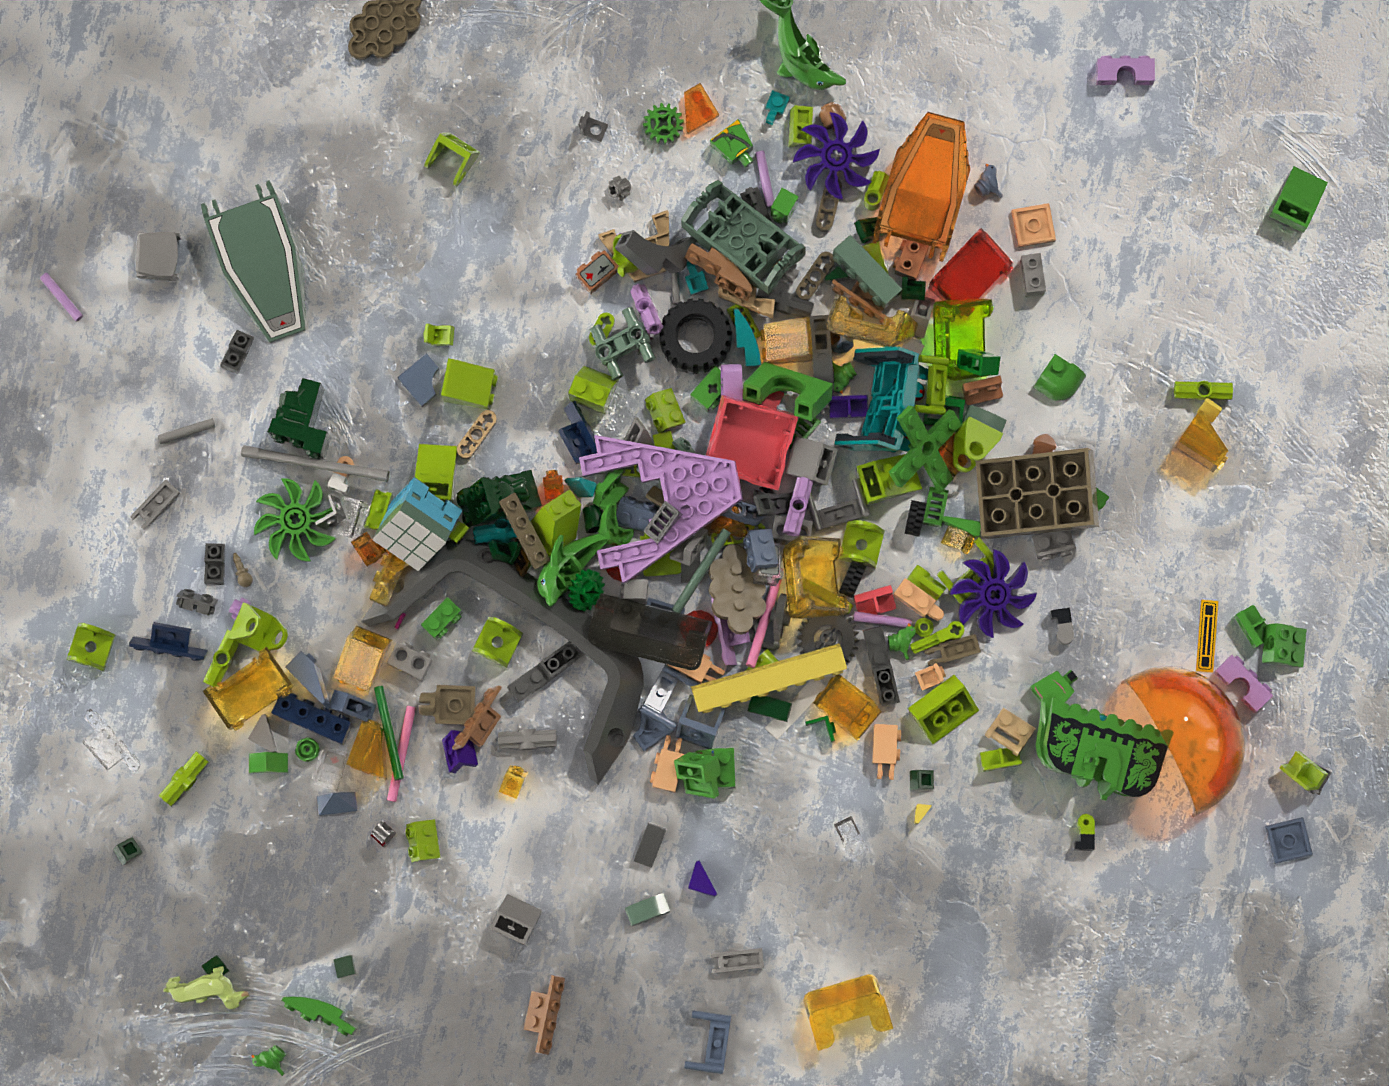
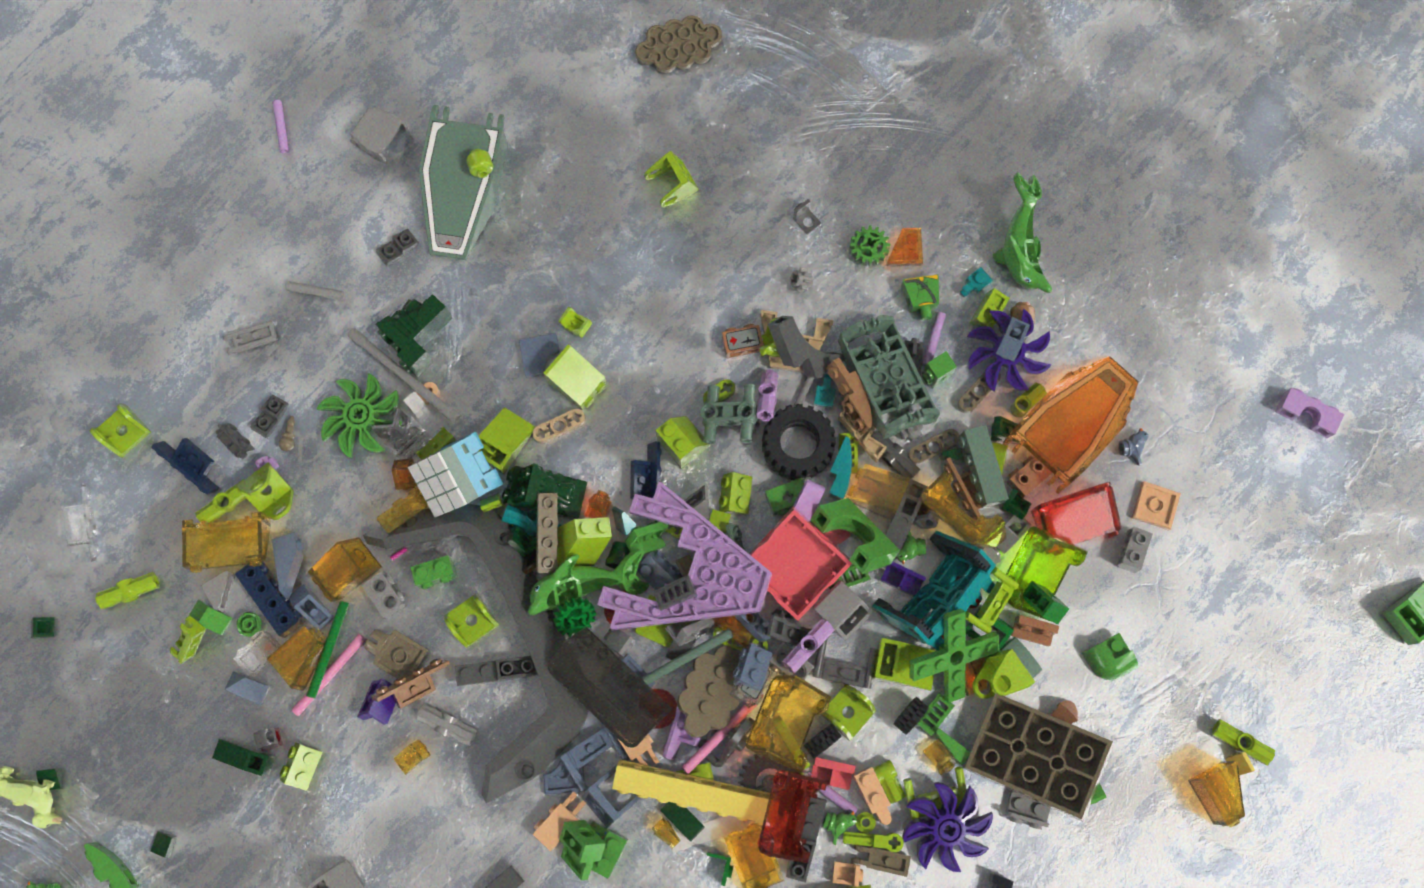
camera: 25 degrees right, 5 degrees down
(264, 789) = (189, 639): none -> lime hinge
(276, 237) = (479, 163): none -> lime head
(370, 859) = (244, 758): none -> dark green slope
(762, 726) = (666, 833): none -> clear yellow cone
(834, 145) = (1013, 339): none -> sand blue slope
(854, 651) = (787, 815): none -> clear red windscreen

